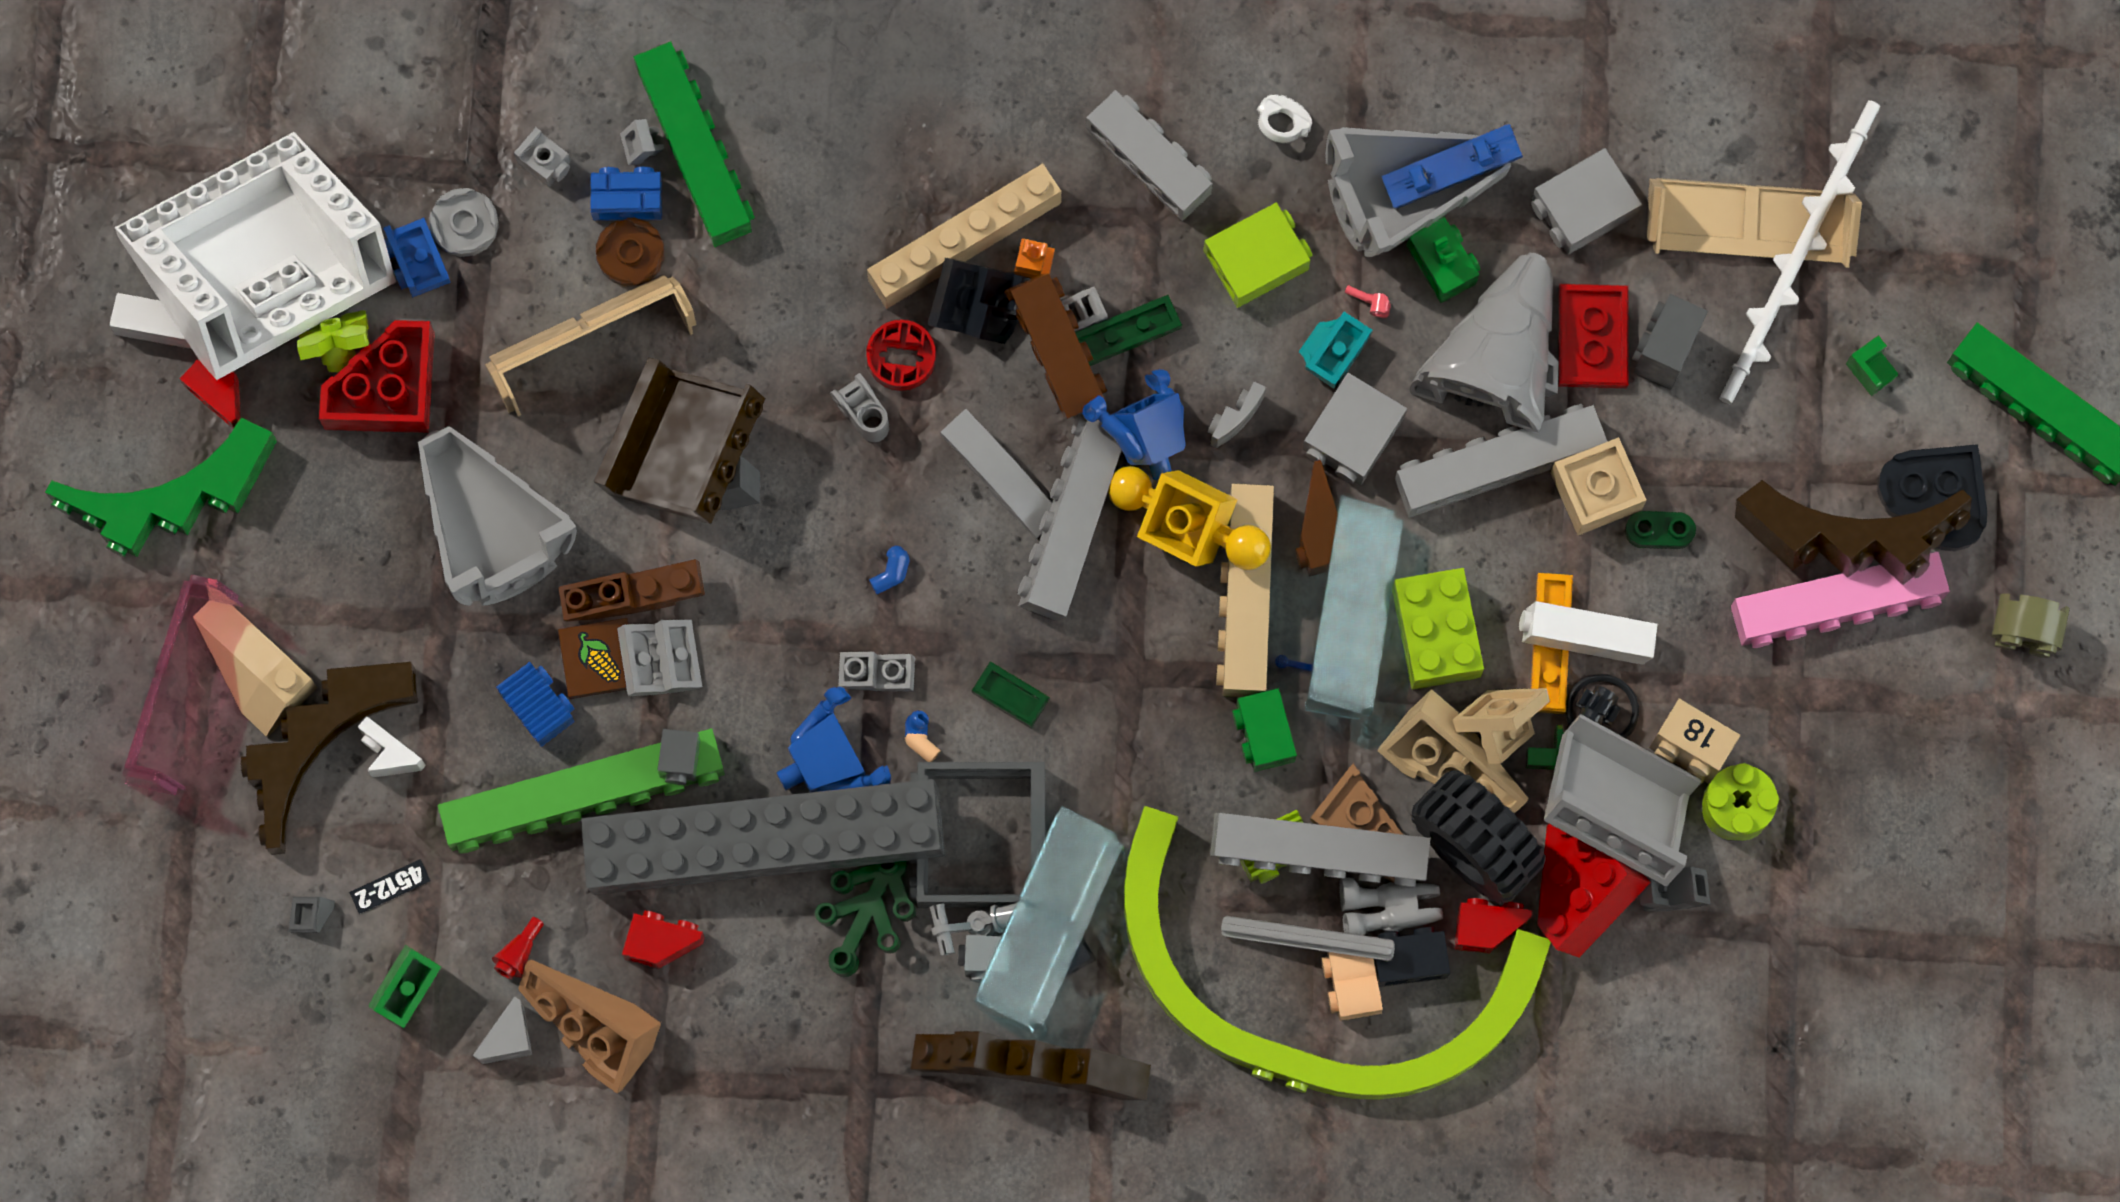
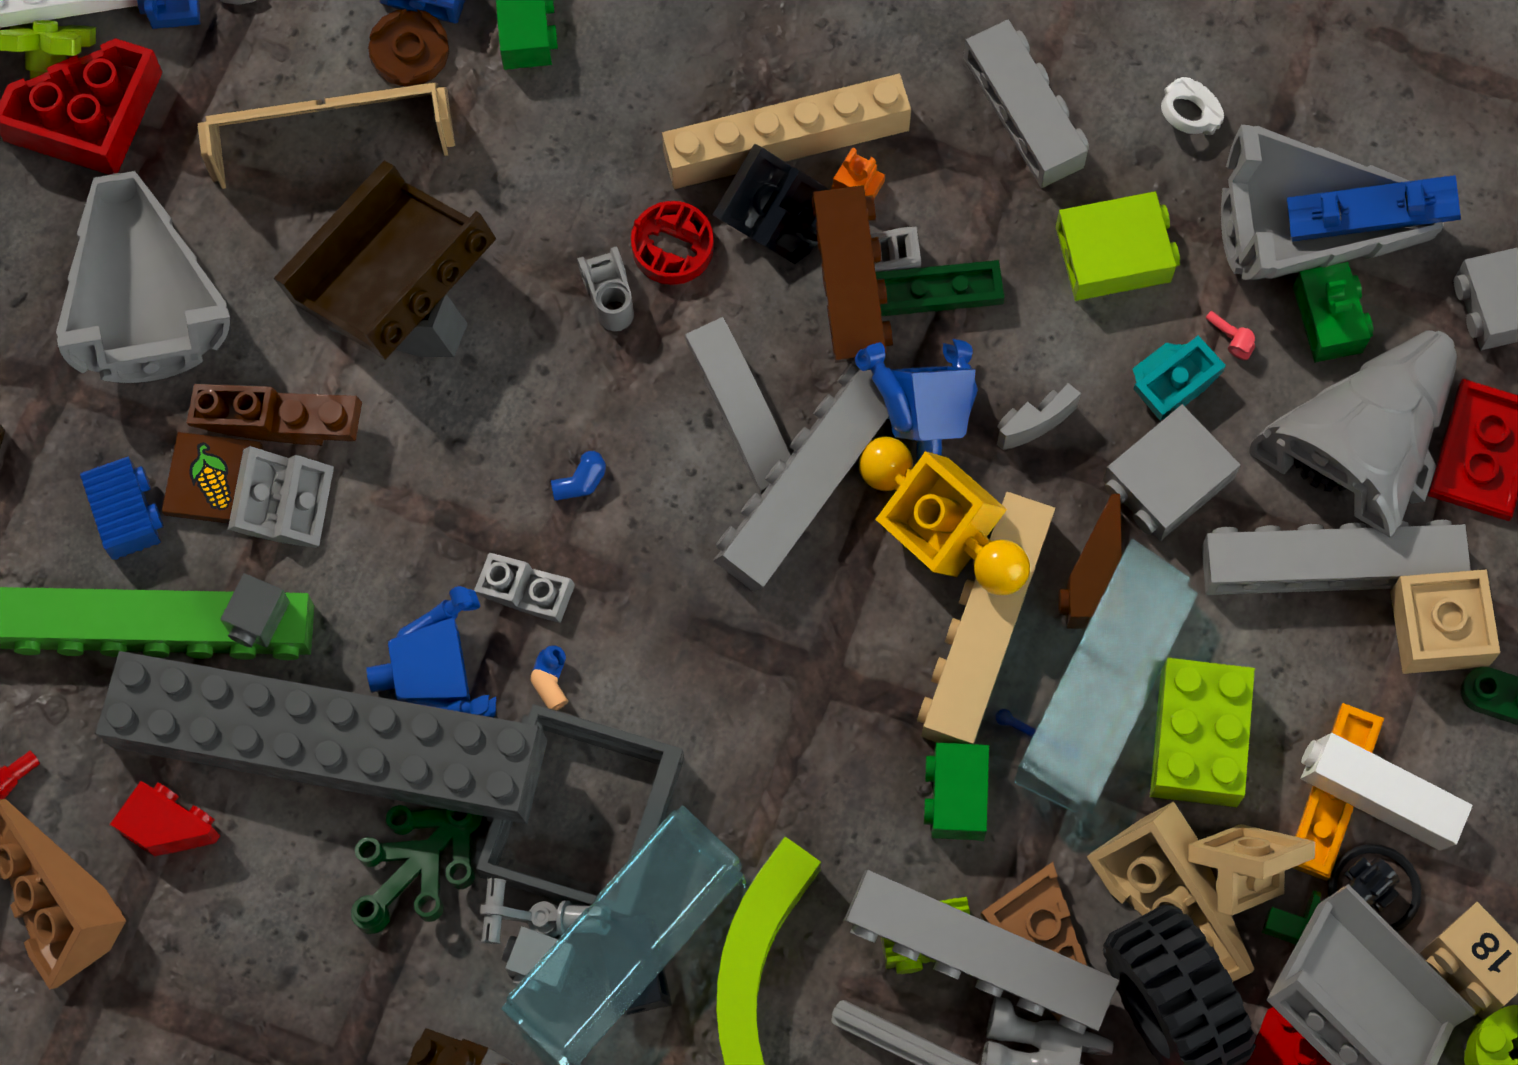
camera: 20 degrees right, 5 degrees down
(1010, 694) = (671, 660): dark green tile -> none

